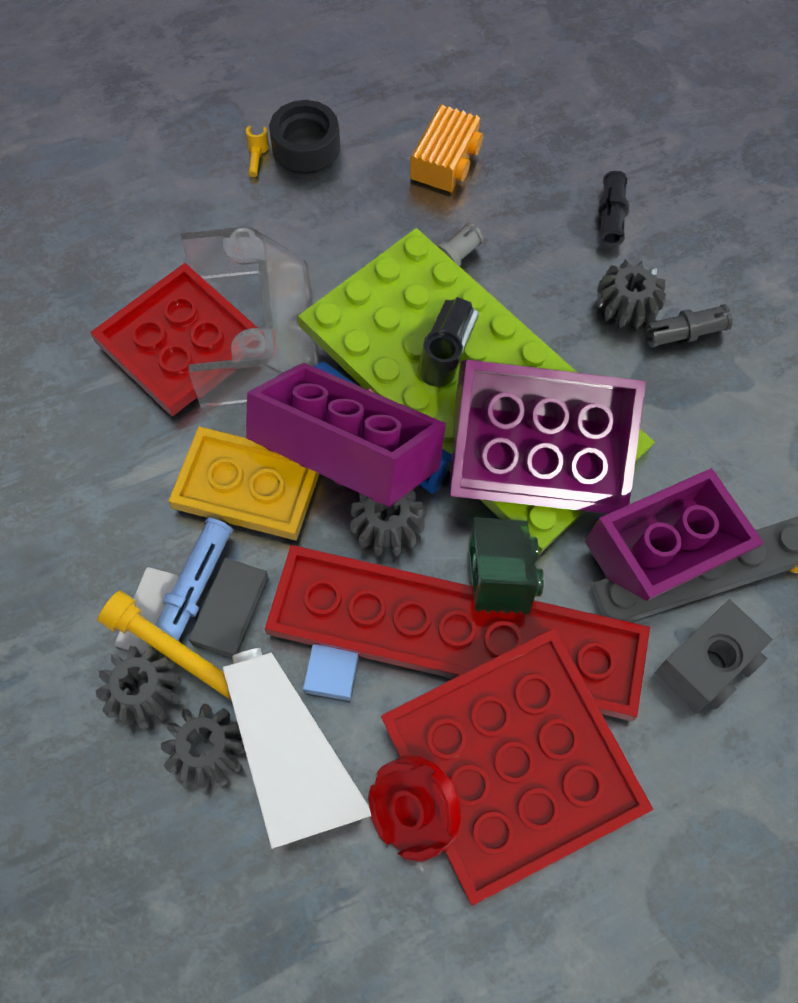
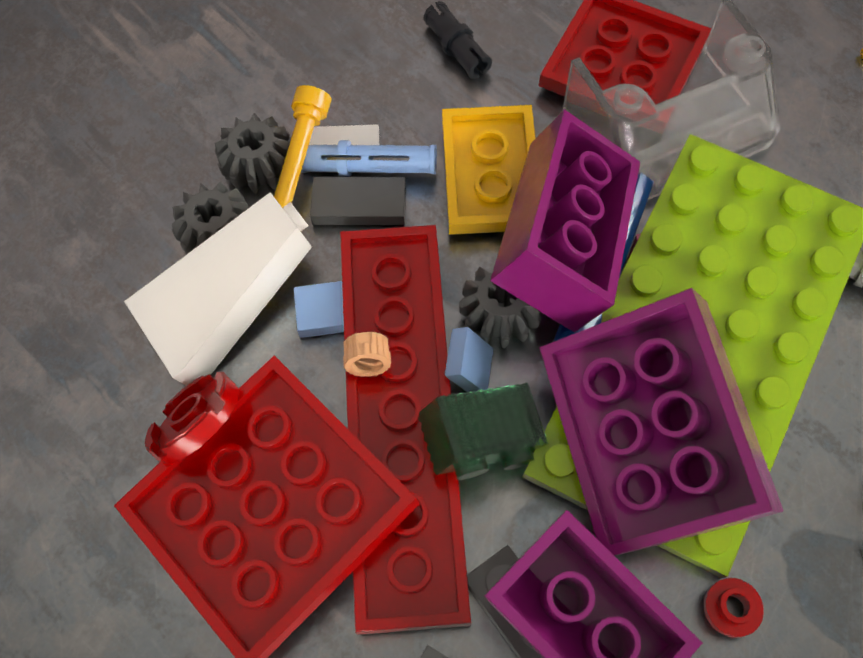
camera: 75 degrees right, 0 degrees up
(86, 465) = (457, 40): none -> black pin
(407, 635) = (366, 354): none -> light nougat axle
(430, 560) = (468, 360): none -> light blue tile
(447, 342) = (731, 279): black piece -> none
(673, 457) = (722, 619): none -> red plate

